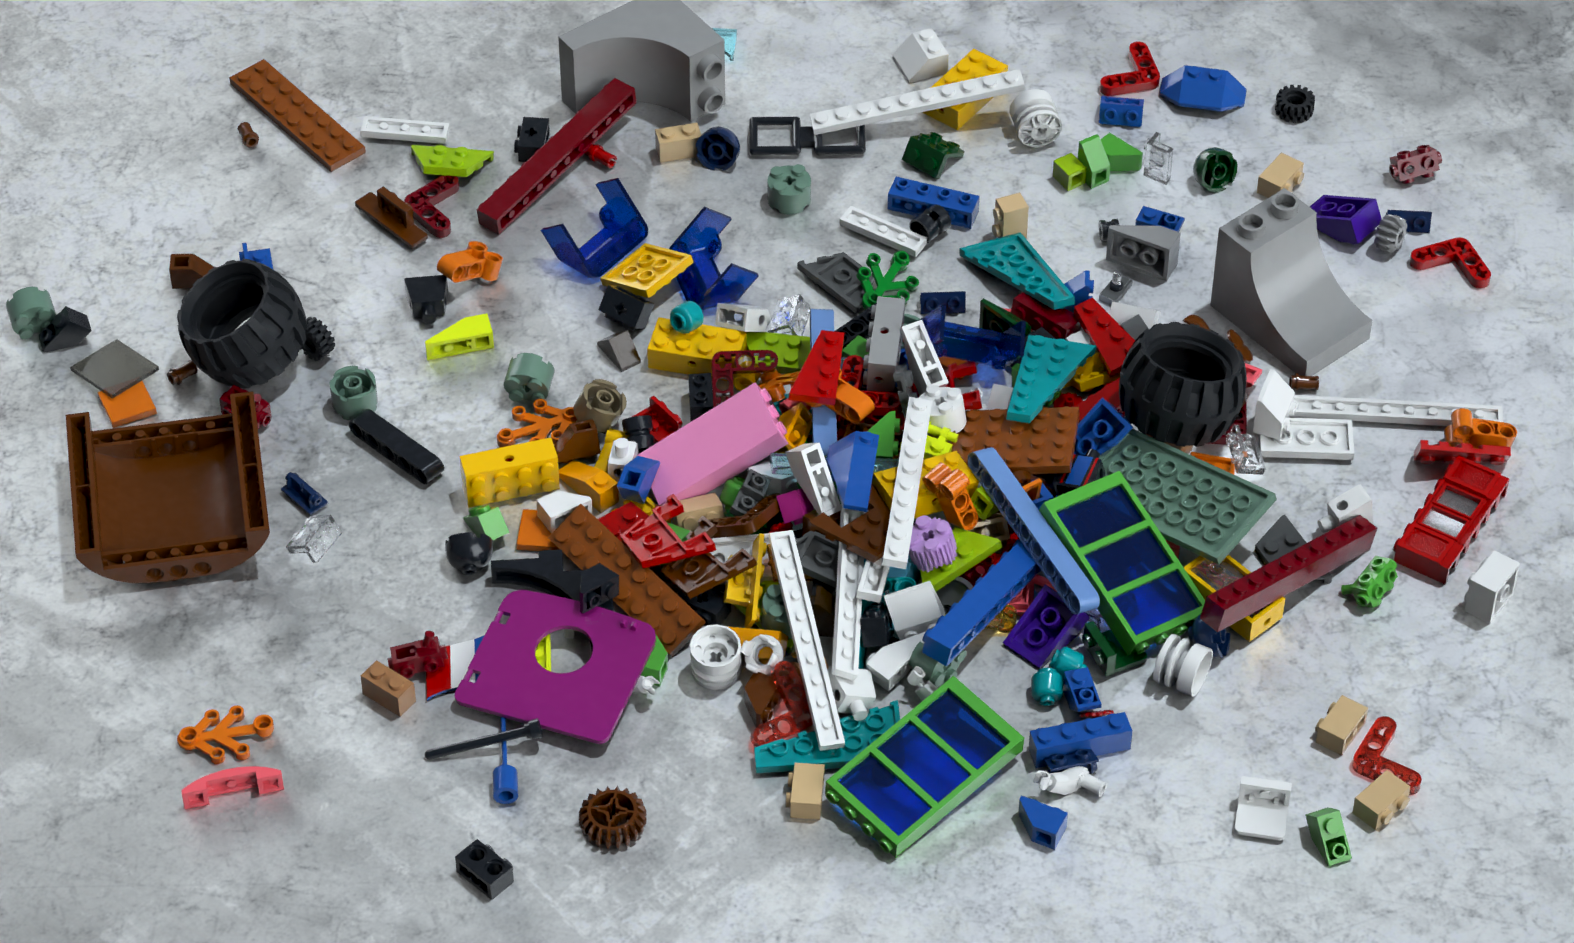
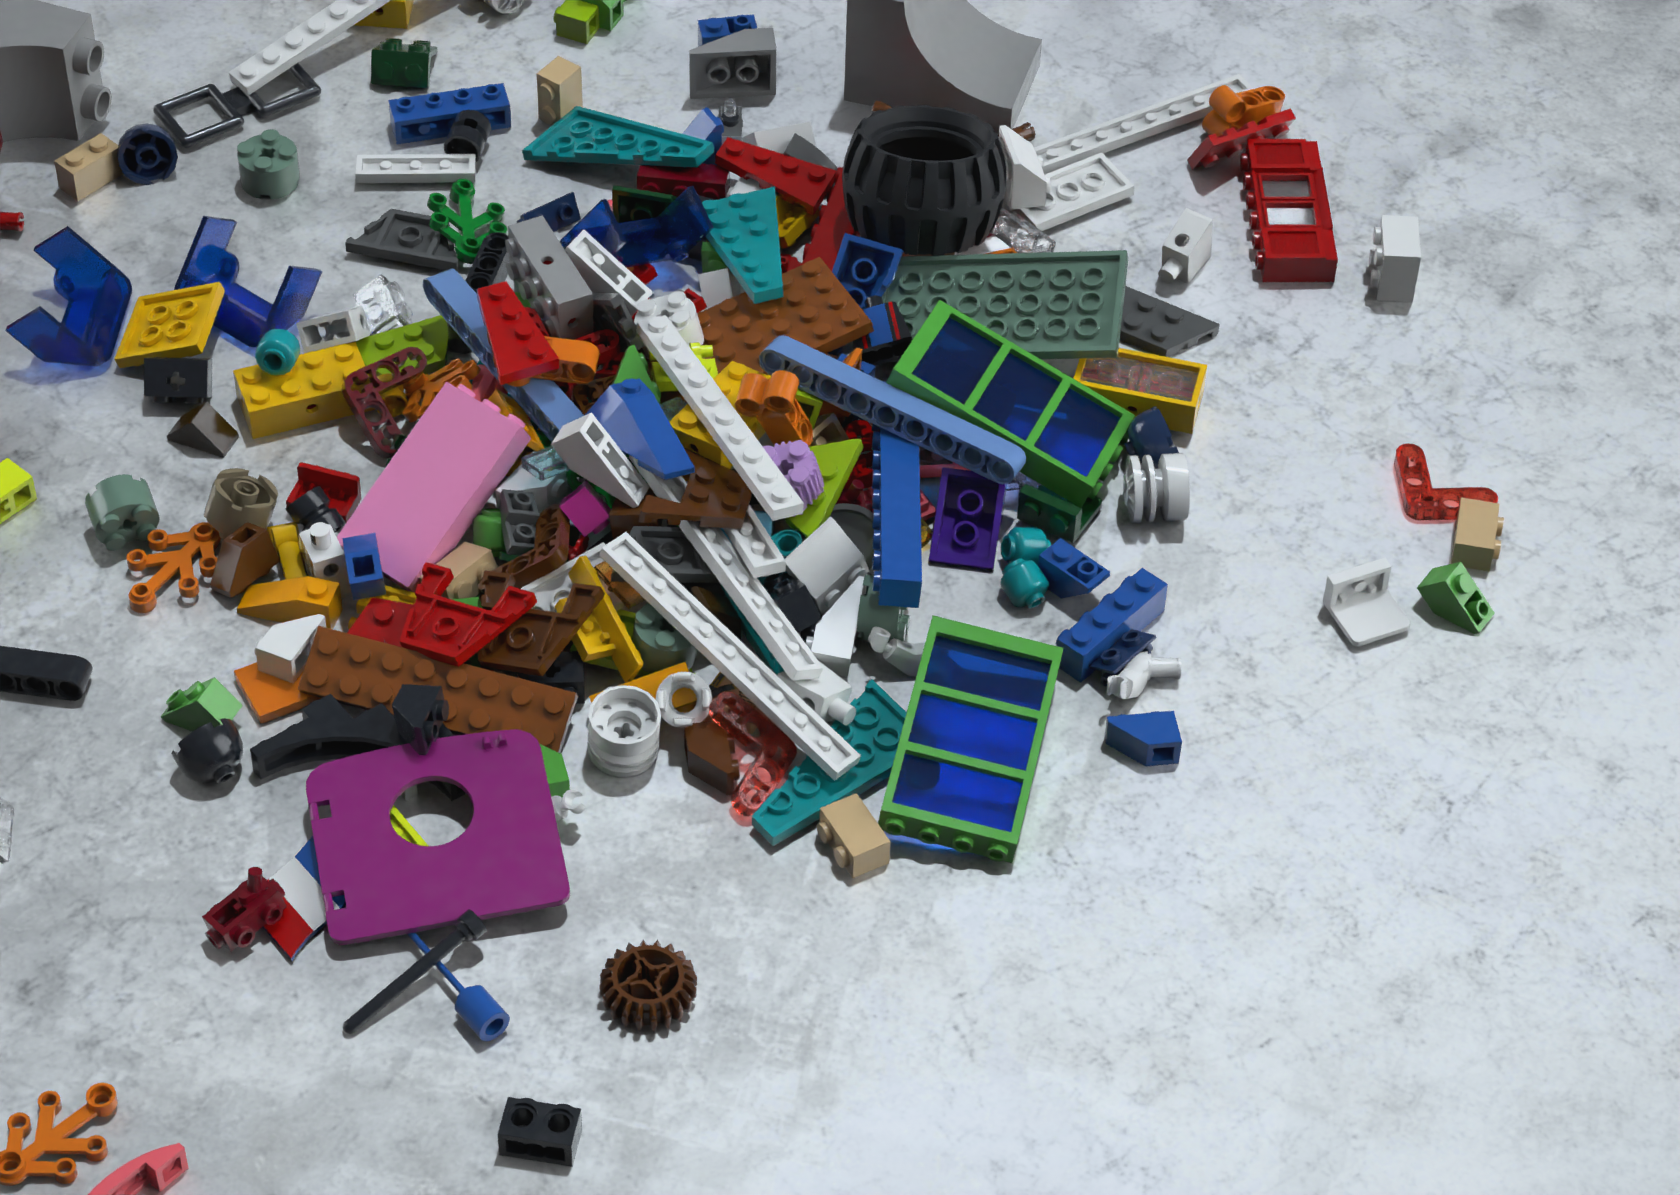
camera: 35 degrees left, 0 degrees up
(388, 688) = (235, 969): medium nougat brick -> none
(509, 472) = (188, 632): yellow brick -> none
(700, 394) = (355, 444): black brick -> none
(1095, 714) = (1104, 588): red piece -> none
(1103, 228) = (673, 64): black wheel -> none
(1288, 573) = (1193, 336): dark red brick -> none
(1341, 724) = (1366, 474): tan brick -> none
(1373, 582) = (1271, 310): bright green brick -> none

